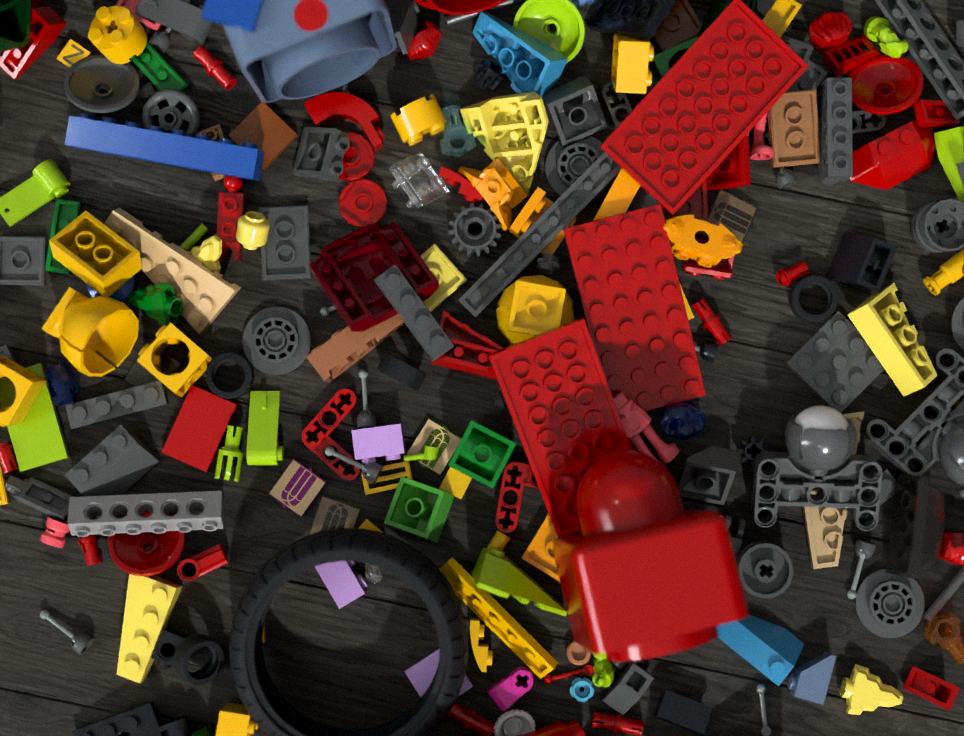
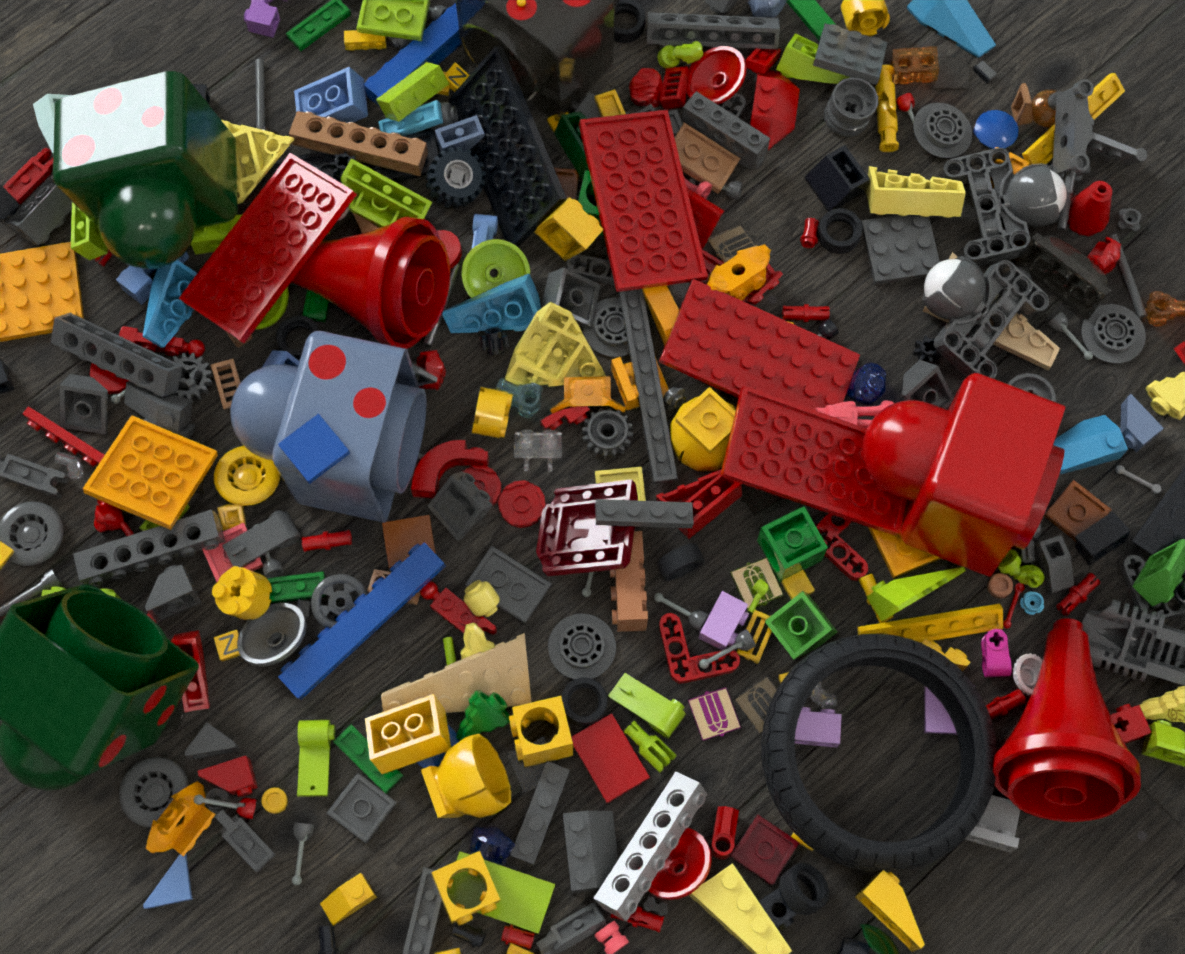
camera: 55 degrees left, 15 degrees down
(212, 604) = (764, 850): none -> dark red tile
(695, 675) = (1076, 510): none -> dark orange tile

